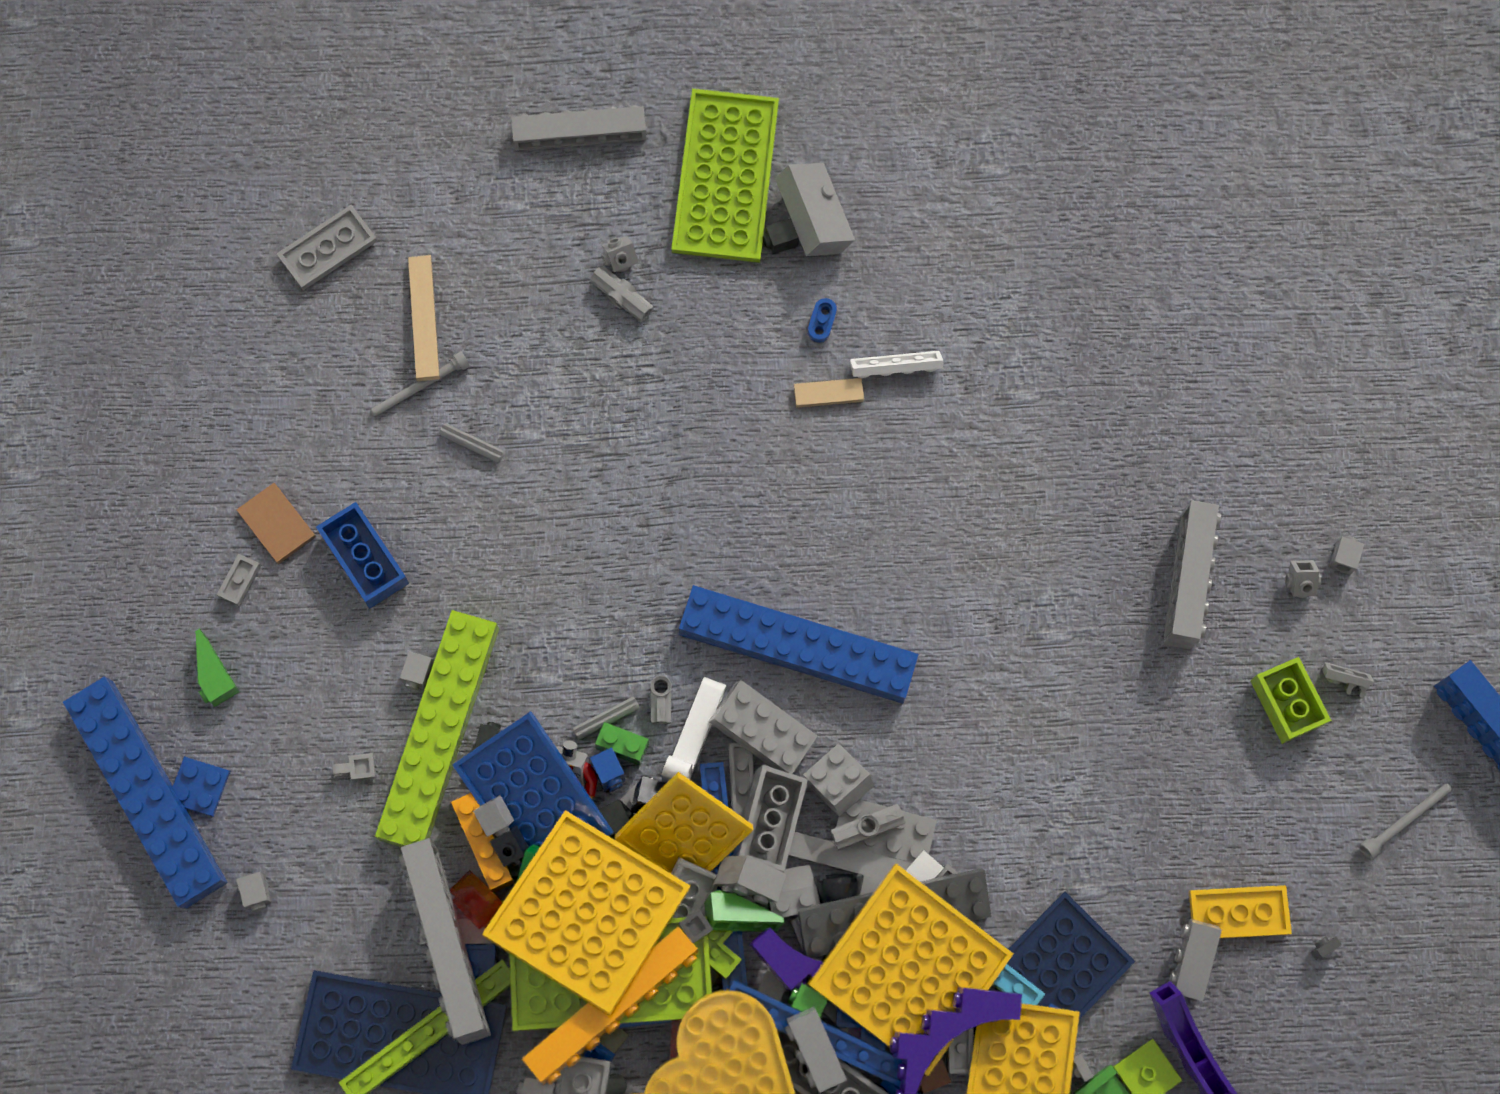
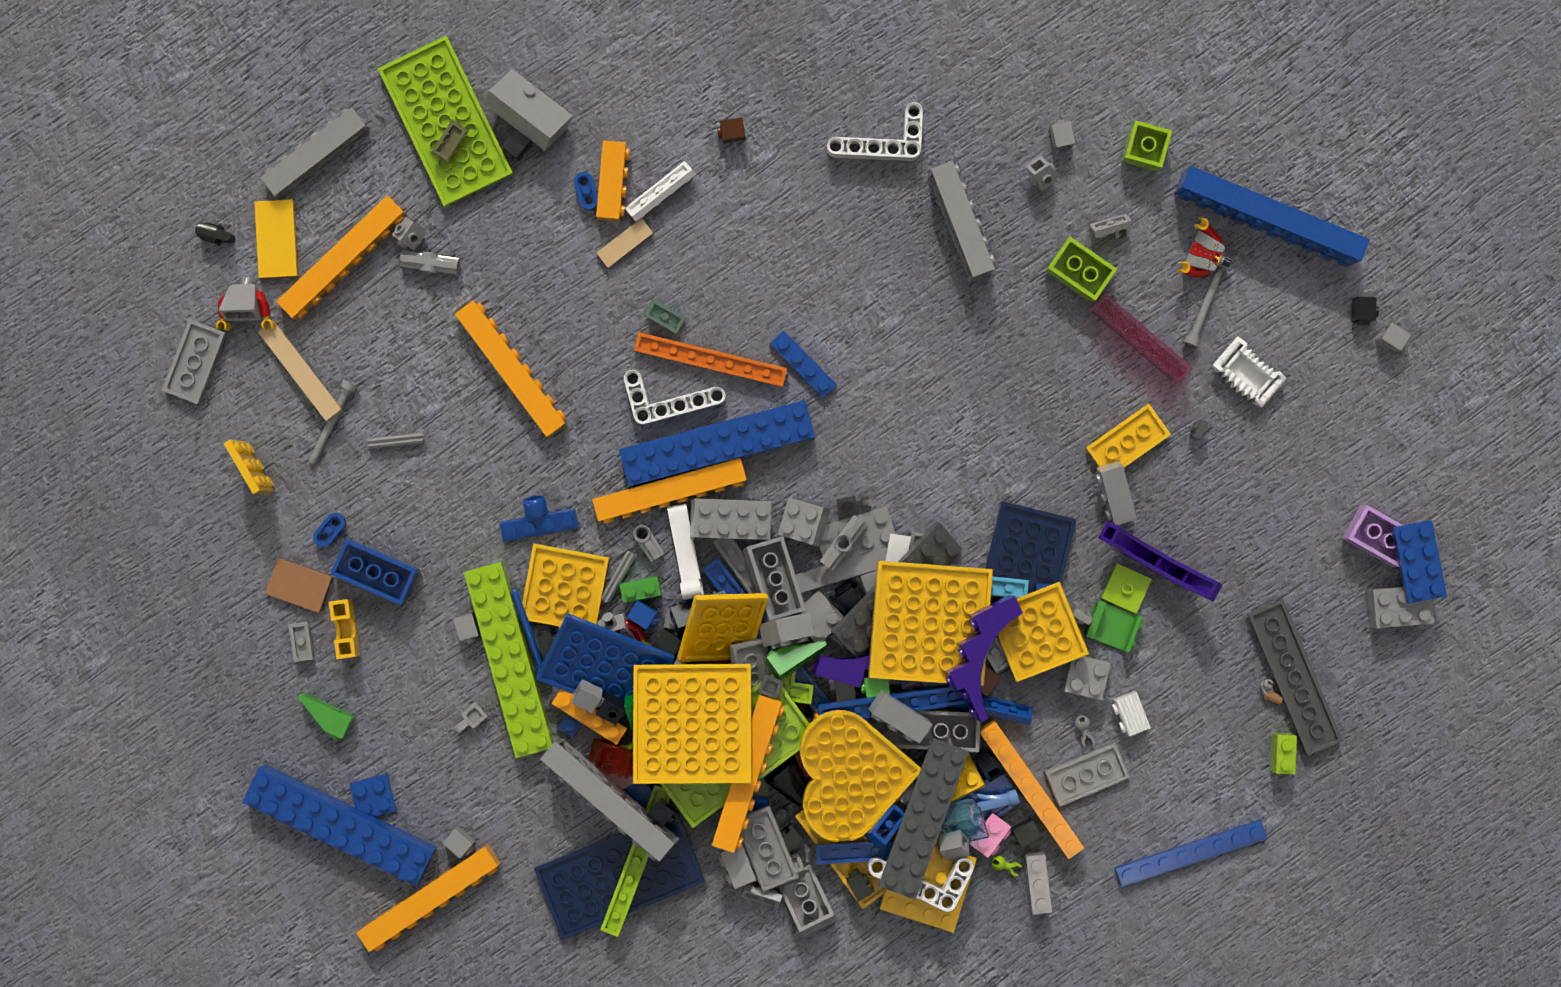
camera: 30 degrees left, 15 degrees up
(180, 930) = (428, 898): none -> light orange brick
(299, 580) = (346, 630): none -> yellow arch
(309, 373) = (249, 467): none -> yellow plate
(345, 486) = (329, 529): none -> blue plate
(413, 221) = (243, 303): none -> light grey torso
(430, 142) = (213, 233): none -> pearl dark grey arm
(455, 841) = (569, 725): none -> blue plate
(477, 709) = (527, 629): none -> blue piece
(486, 184) = (276, 239): none -> yellow tile
(490, 992) = (662, 813): none -> black brick
(537, 238) = (341, 258): none -> light orange brick
(549, 684) = (563, 583): none -> yellow plate
(562, 609) = (538, 520): none -> blue plate
(634, 443) = (511, 369): none -> light orange brick
(648, 1049) = (788, 781): none -> black cone
(717, 661) = (669, 490): none -> light orange brick
(718, 193) = (450, 141): none -> olive plate
(774, 574) = (669, 404): none -> white beam
(824, 485) = (664, 316): none -> sand green plate
(844, 557) = (710, 359): none -> orange plate
(854, 325) = (611, 181): none -> light orange brick
(898, 794) = (849, 506): none -> clear smoke plate
(937, 621) = (803, 364): none -> blue plate
(1005, 349) = (731, 130): none -> reddish brown brick
(1153, 452) = (883, 144): none -> white beam
(1315, 811) = (1141, 338): none -> clear pink brick
(1413, 920) = (1248, 373): none -> white piece
(1431, 617) = (1146, 145): none -> lime brick
(1434, 763) = (1204, 253): none -> torso

